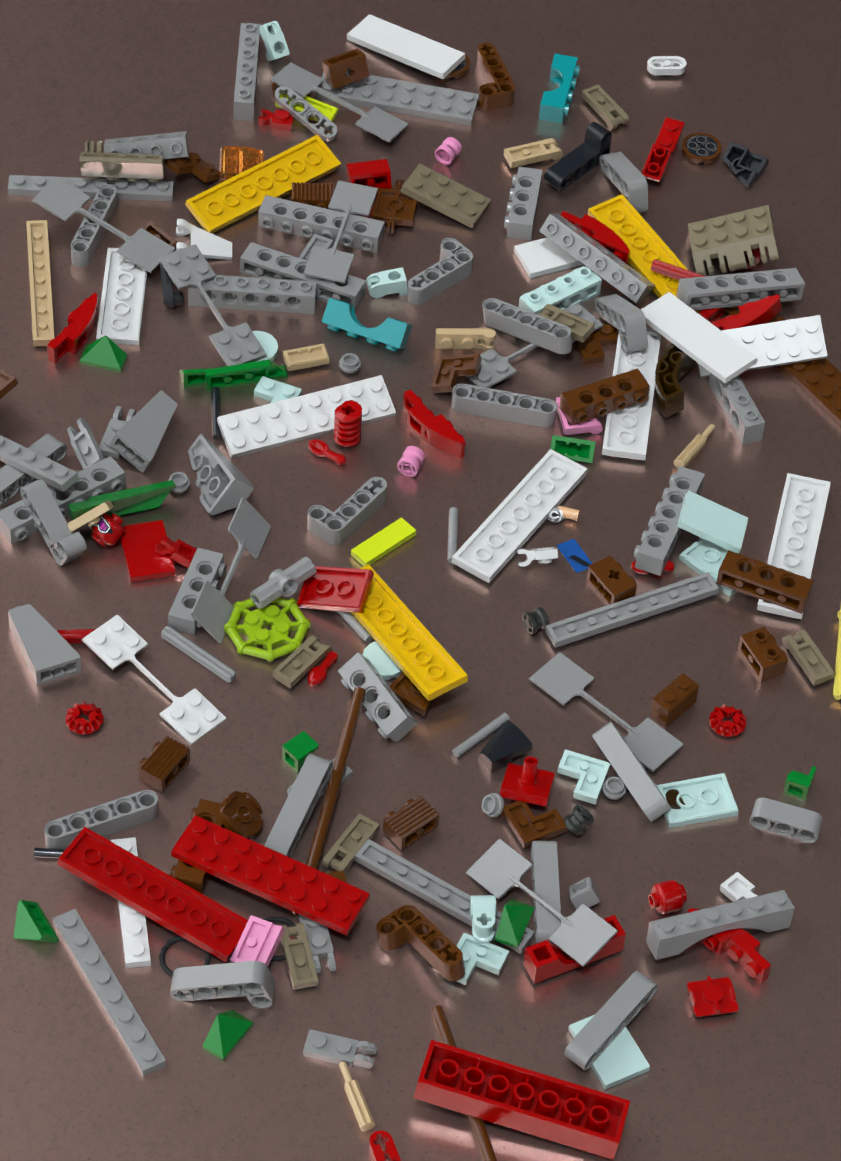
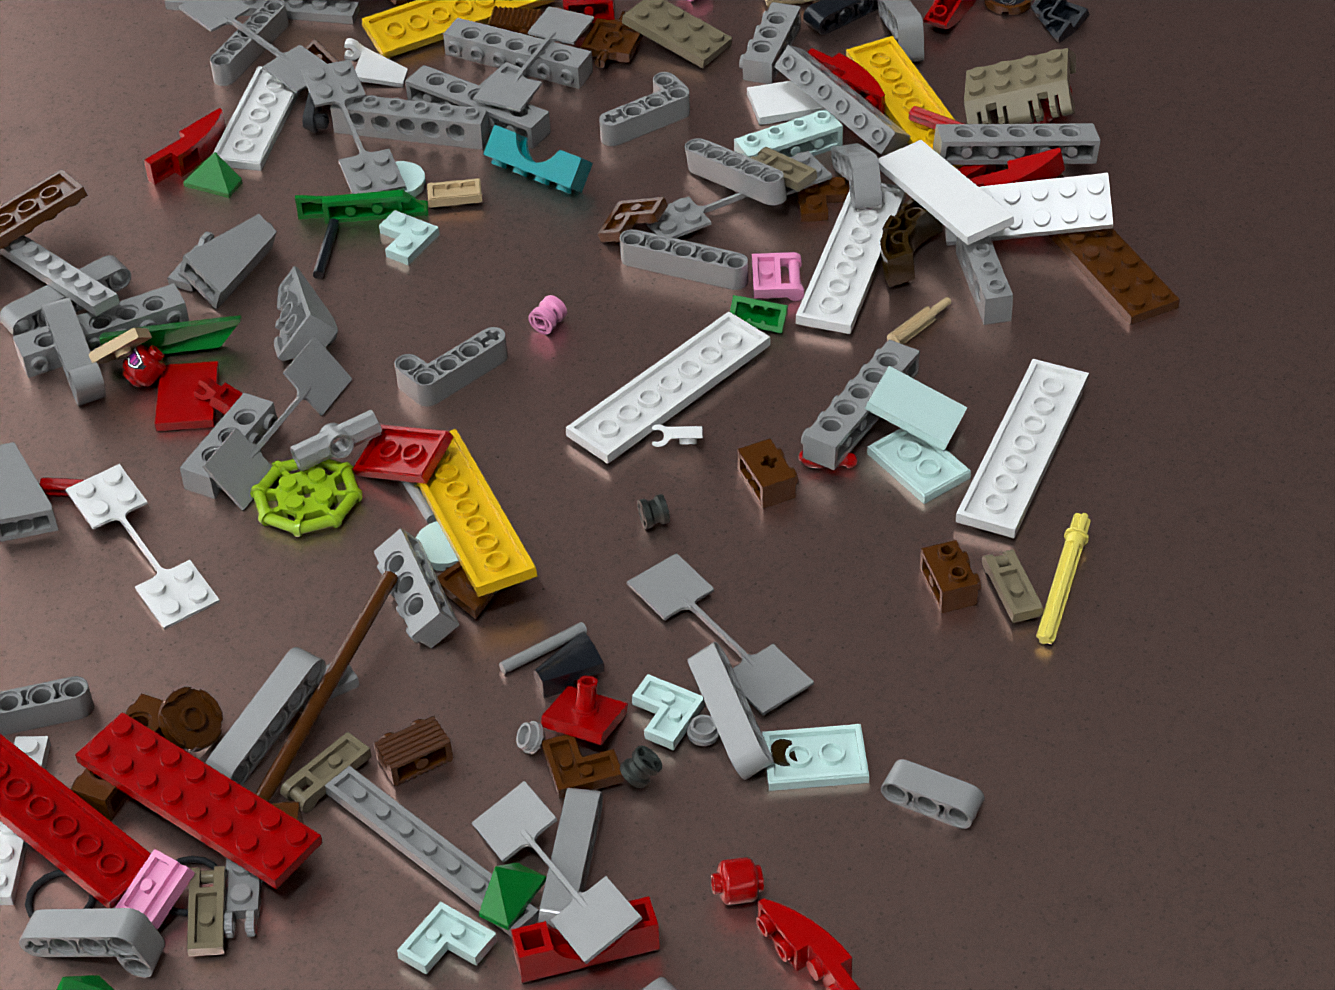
camera: 15 degrees right, 5 degrees down
(40, 282) = (165, 96): tan plate -> none
(80, 725) = (51, 585): red gear -> none
(84, 444) = (152, 267): light grey hinge -> none
(163, 763) = (116, 648): reddish brown brick -> none
(181, 480) = (253, 320): light grey plate -> none
(198, 654) = (209, 520): light grey axle -> none
(297, 750) = (298, 635): green panel -> none
(301, 416) = (433, 257): white plate -> none
(301, 661) = (336, 538): dark tan plate -> none
(319, 673) = (355, 555): red piece -> none
(321, 449) = (441, 295): red piece -> none
(348, 424) = (477, 266): red piece -> none
(349, 363) = (506, 202): light grey plate -> none
(383, 542) = (486, 406): neon yellow tile -> none
(387, 283) = (577, 118): light aqua leg -> none
(411, 926) = (368, 886): reddish brown beam -> none
(432, 428) = (586, 278): red slope -> none
(452, 535) = (578, 400): light grey bar -> none
(465, 338) = (655, 183): tan plate -> none
(483, 917) = (469, 882): light aqua piece -> none
(560, 513) = (724, 387): arm -> none
(574, 555) = (729, 438): blue sticker -> none
(584, 893) = (625, 866): light grey slope -> none
(604, 396) = (810, 254): reddish brown brick -> none
(631, 609) = (785, 508): light grey plate -> none
(674, 700) = (812, 623): reddish brown brick -> none
(677, 933) = (733, 931): light grey arch -> none
(727, 727) = (879, 666): red gear -> none
(737, 888) = (843, 882): white plate -> none
(765, 581) = (969, 484): reddish brown brick -> none
(799, 784) = (963, 748): green panel -> none

